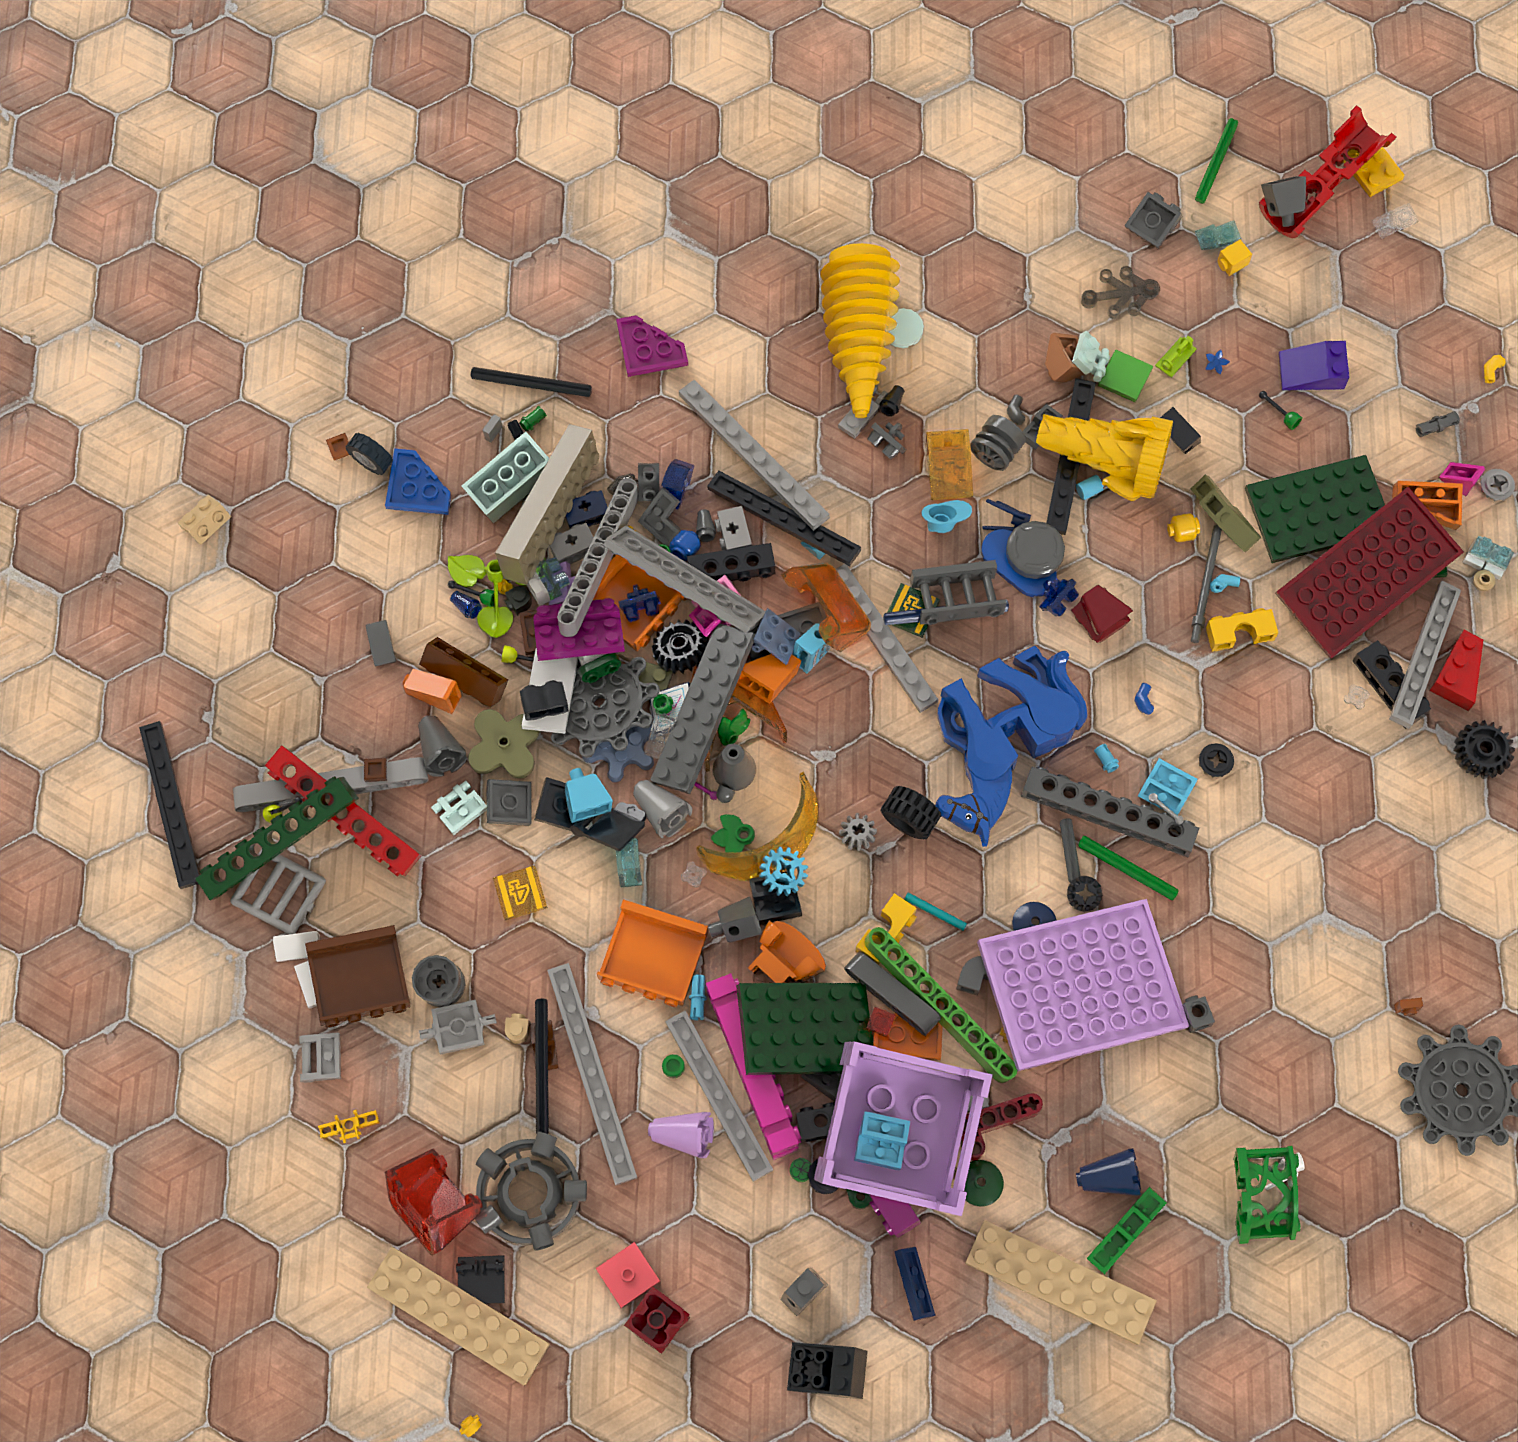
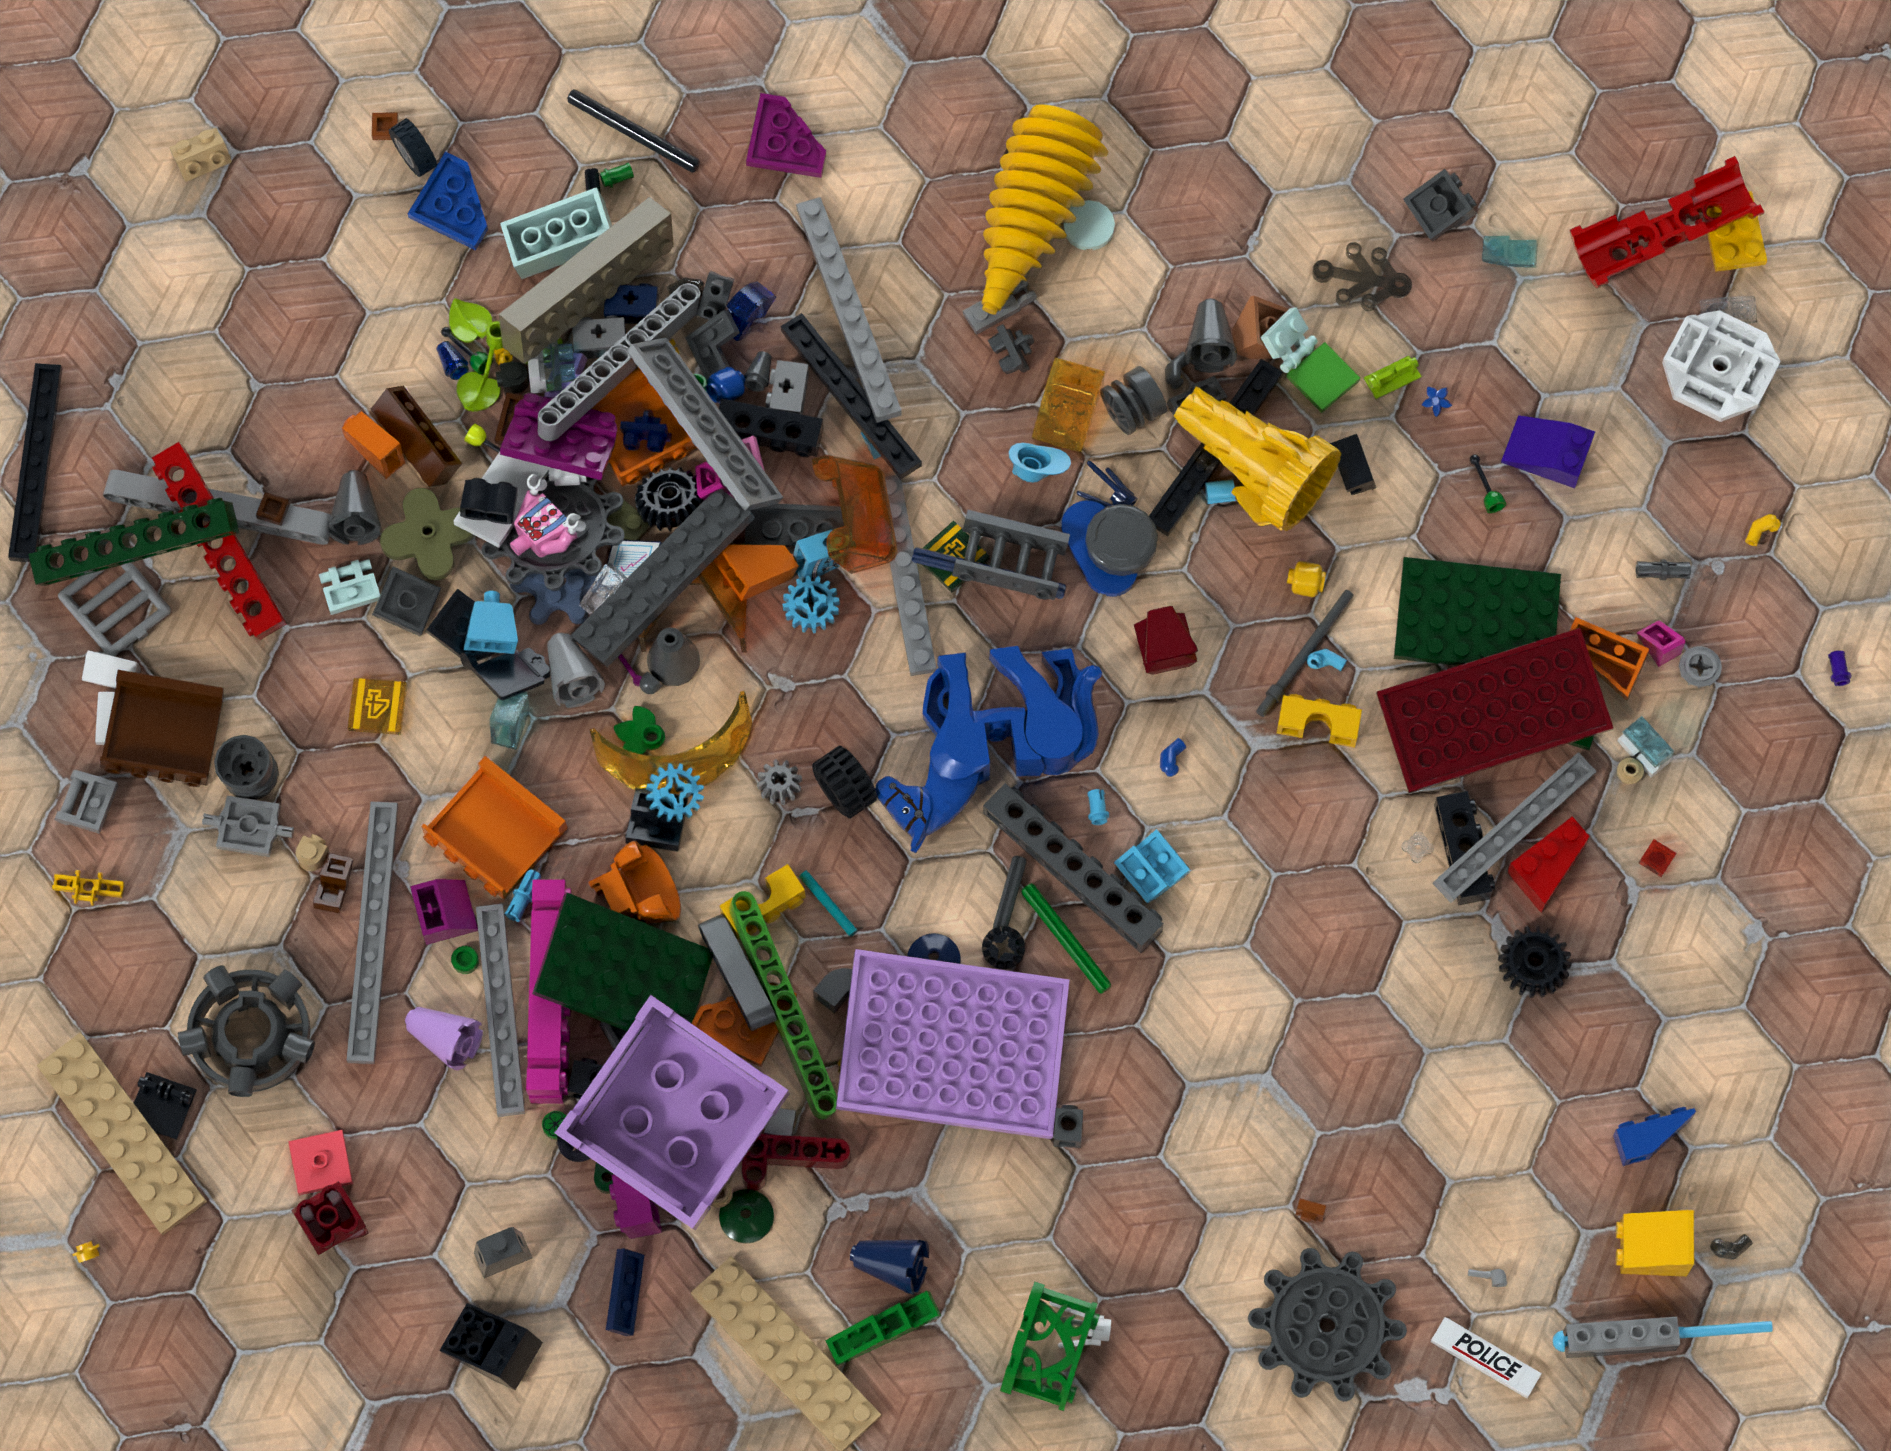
camera: 20 degrees right, 0 degrees up
(276, 810) = (147, 511): hinge -> none
(380, 643) = (339, 368): dark grey slope -> none
(430, 1200) = (139, 997): clear red windscreen -> none
(492, 428) = (565, 169): light grey tile -> none
(541, 1065) = (320, 901): black axle -> none
(594, 703) = (543, 524): none -> torso
(600, 667) = (569, 488): dark green plate -> none
(641, 1033) = (443, 909): none -> magenta slope
(660, 700) = (619, 551): green plate -> none
(695, 880) = (576, 766): clear plate -> none
(730, 730) = (686, 614): green plate -> none
(737, 921) = (600, 828): dark grey torso -> none
(775, 637) = (778, 527): sand blue hinge -> none
(819, 677) = (822, 603): none -> medium azure gear
(880, 1021) = (709, 998): clear red plate -> none
(882, 1140) = (648, 1121): medium azure slope -> none
(891, 403) = (1036, 307): black cone -> none
(1033, 377) = (1210, 339): none -> dark grey cone
(1055, 593) = (1116, 608): clear blue hips -> none
(1154, 799) = (1129, 872): light grey hinge -> none
(1216, 160) = (1550, 161): green axle -> none
(1225, 514) = (1359, 581): olive slope -> none
(1225, 756) = (1220, 845): black gear -> none
(1234, 257) = (1513, 285): yellow brick -> none
(1285, 198) = (1601, 236): dark grey torso -> none
(1425, 248) = (1722, 341): none -> white piece

